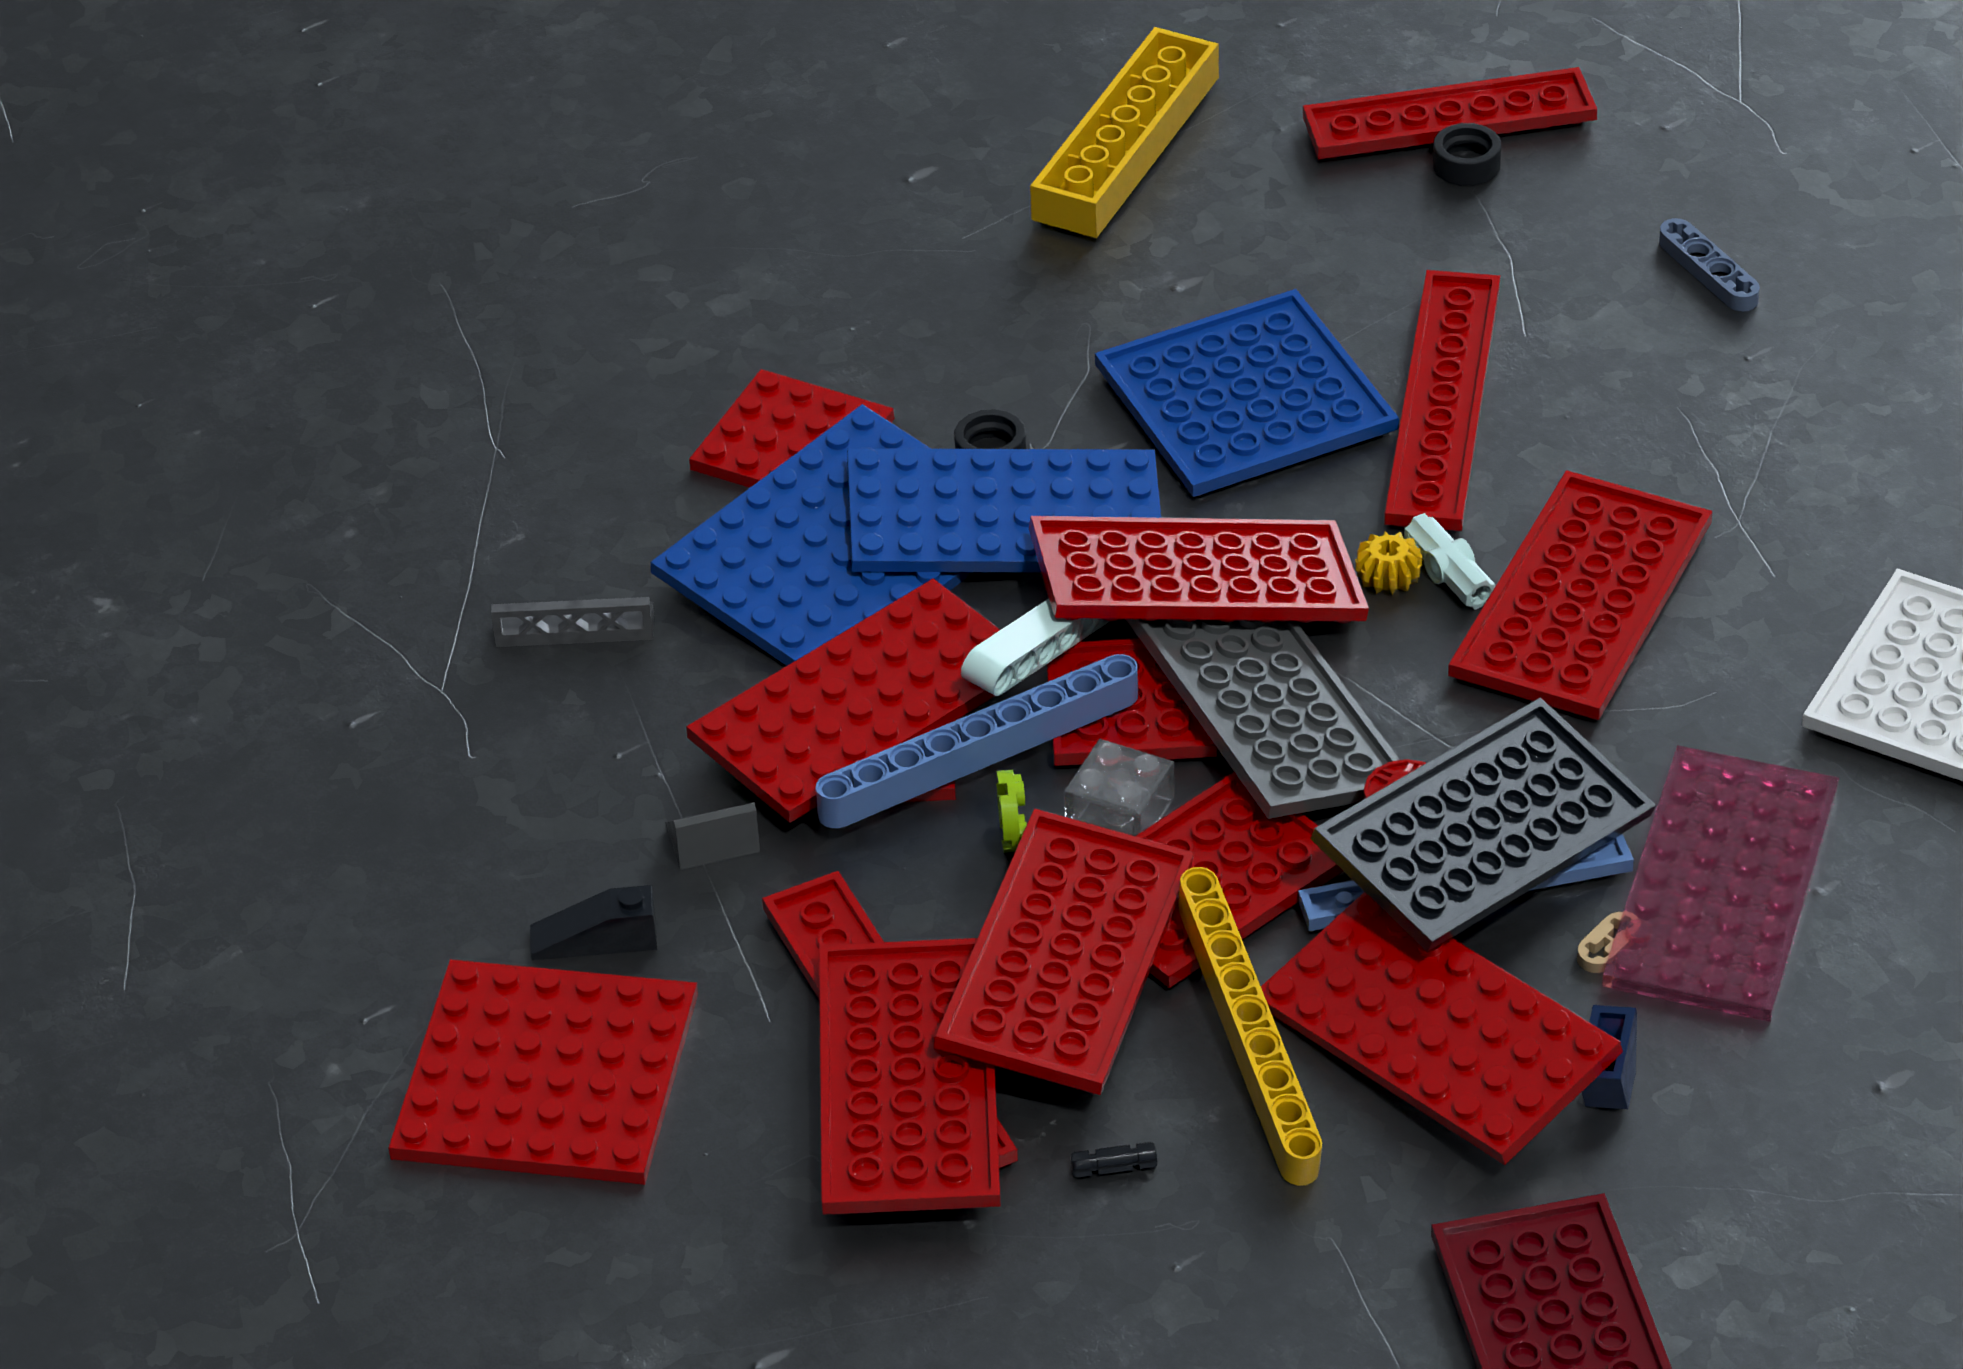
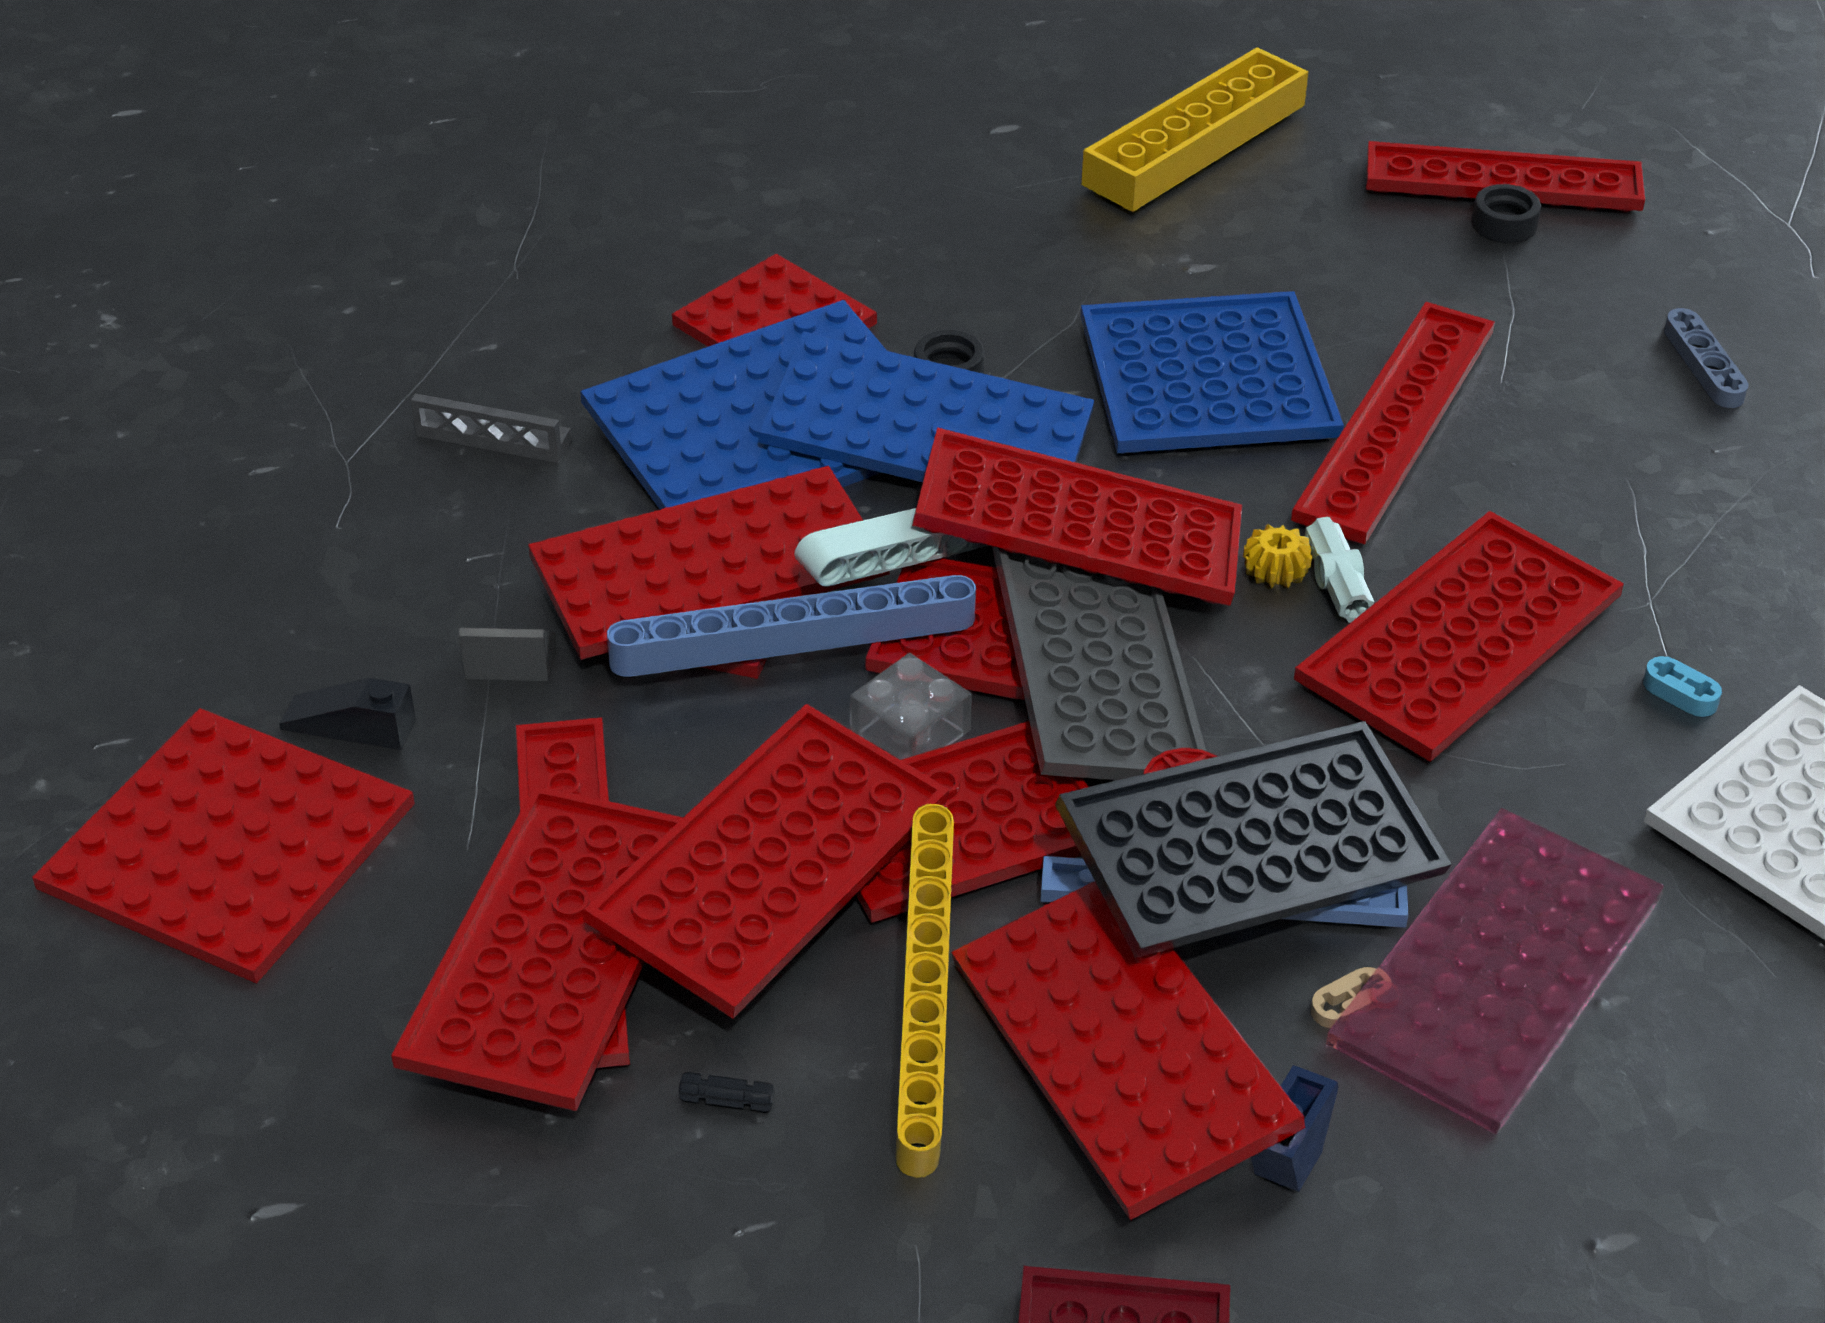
camera: 15 degrees right, 0 degrees up
(1010, 796) = (790, 695): lime plate -> none
(1794, 595) = (1682, 686): none -> medium azure beam

